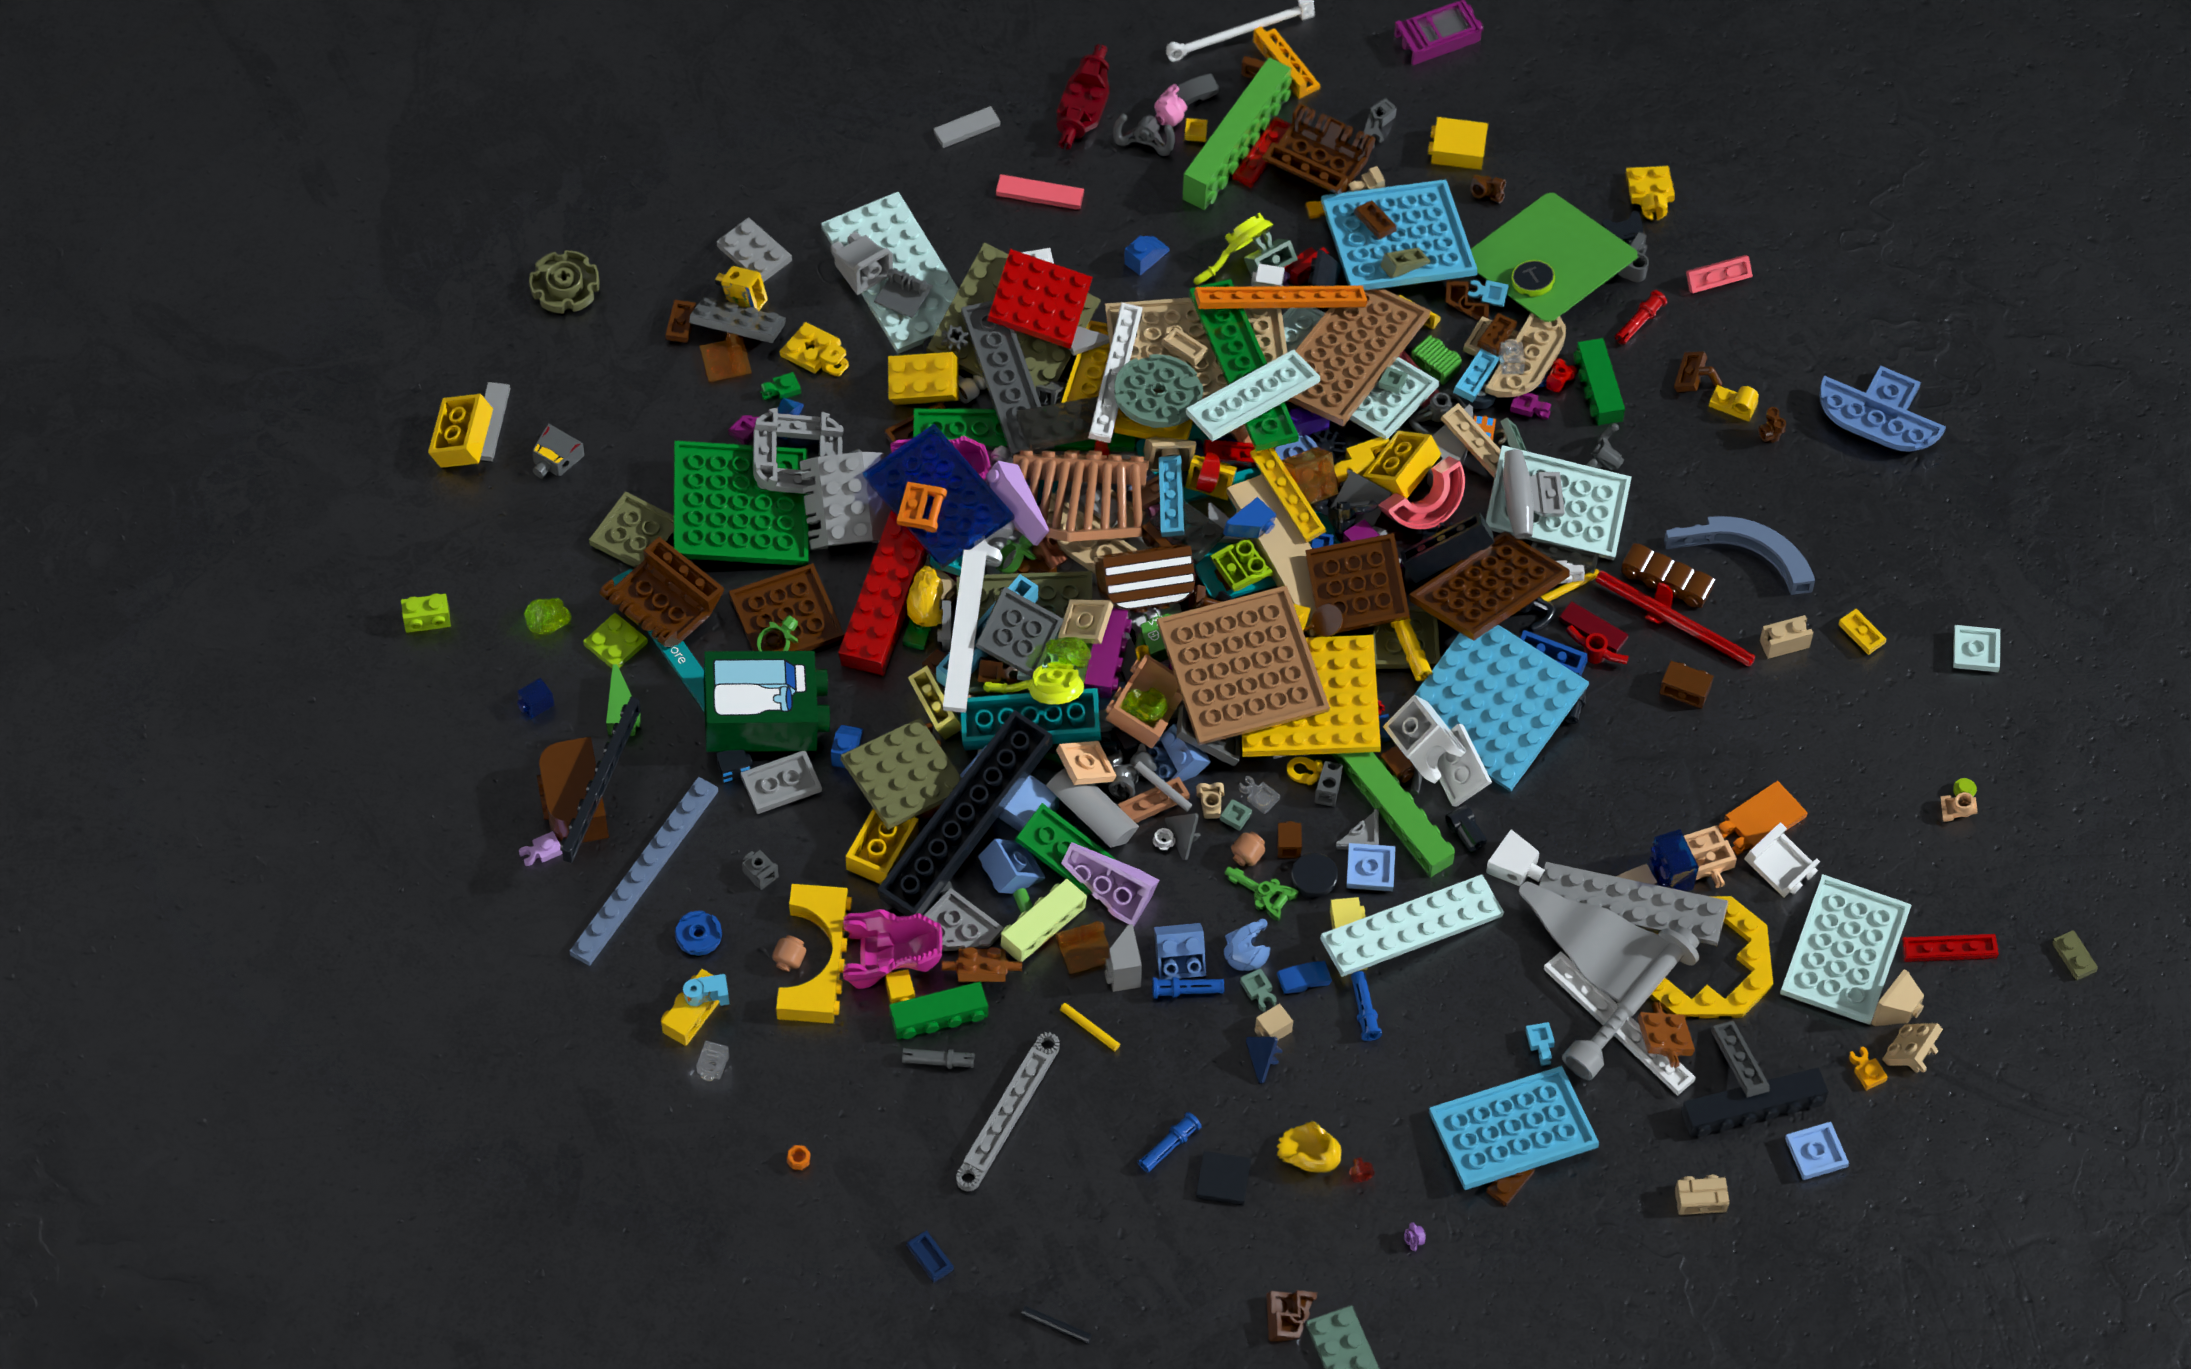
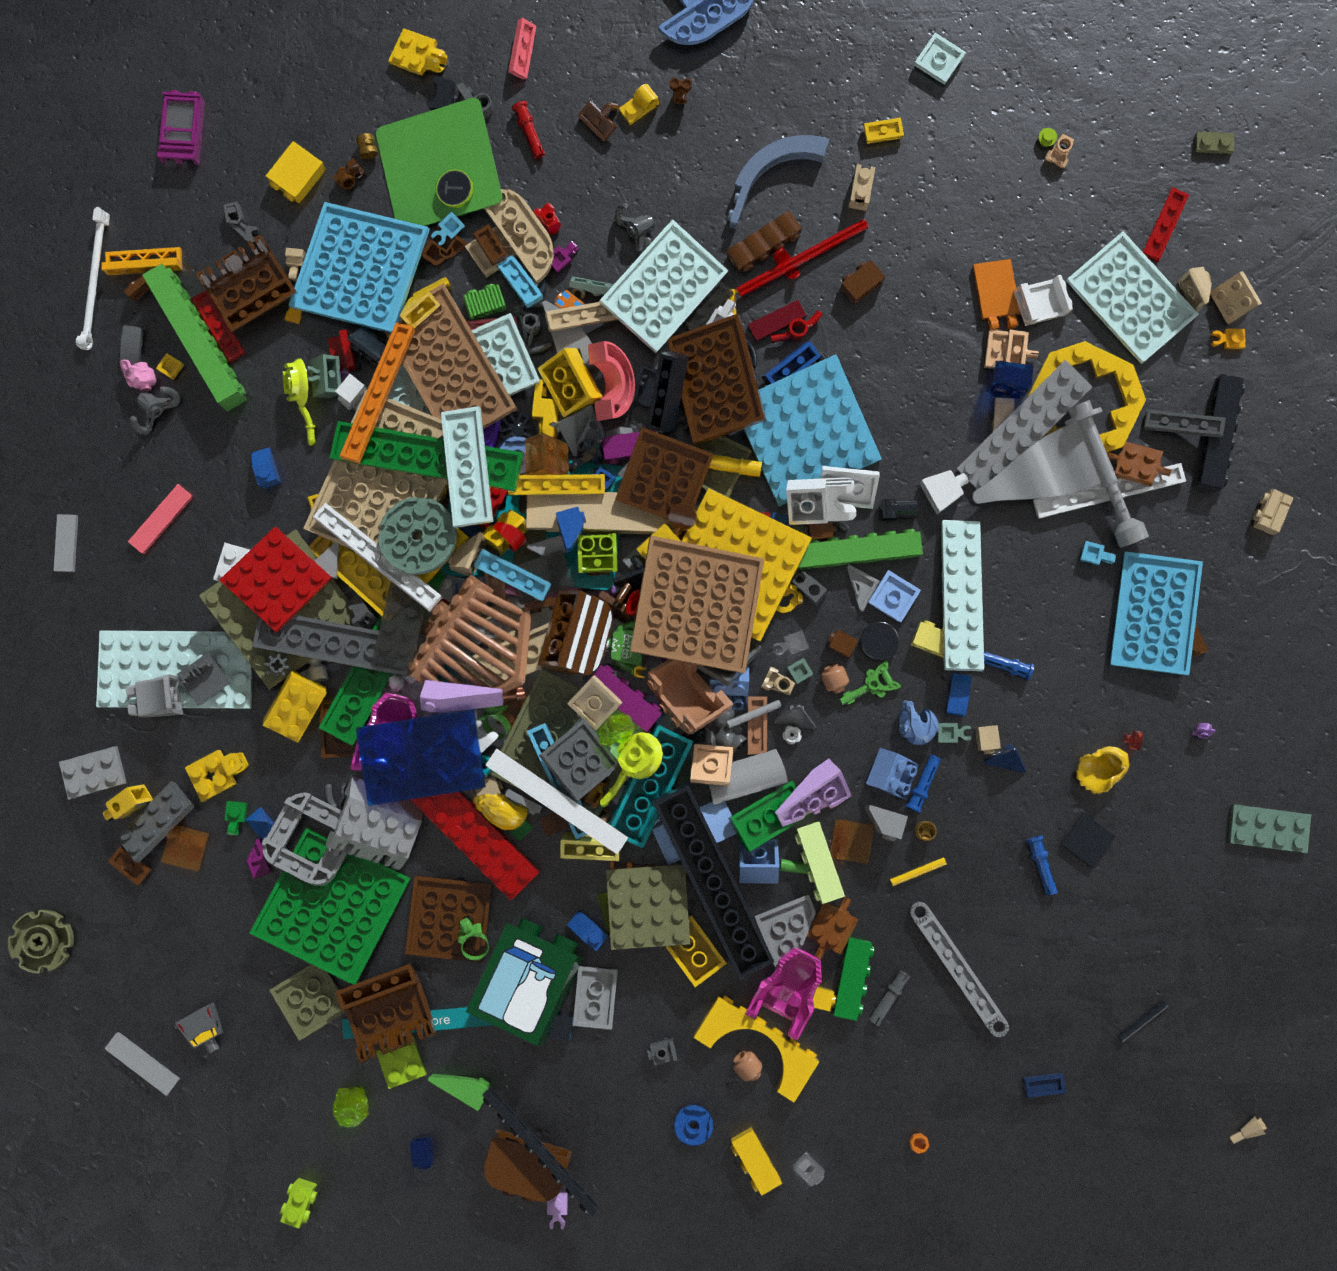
camera: 60 degrees left, 25 degrees up
(460, 430) = (143, 1097): yellow brick -> none
(643, 871) = (617, 1139): sand blue plate -> none
(706, 989) = (756, 1150): medium azure leg -> none
(914, 504) = (423, 782): orange plate -> none
(1084, 98) = (90, 438): dark red plate -> none
(1136, 1004) = (925, 831): none -> pearl gold wheel
(1145, 705) = (686, 694): clear neon green hair -> none
(1185, 346) = (382, 490): tan tile -> none
(1287, 1313) = (1217, 852): reddish brown slope -> none
(1375, 219) = (338, 277): reddish brown plate -> none
(1388, 300) = (419, 308): none -> yellow slope
(1393, 380) = (494, 347): sand green plate -> none
(1403, 261) = (391, 278): olive slope -> none
(1512, 352) = (524, 251): clear brick -> none
(1529, 187) = (366, 145): none -> pearl gold wheel
(1529, 494) = (653, 304): light grey plate -> none
(1599, 381) = (569, 192): green brick -> none
(1816, 1150) = (1276, 411): light blue plate -> none

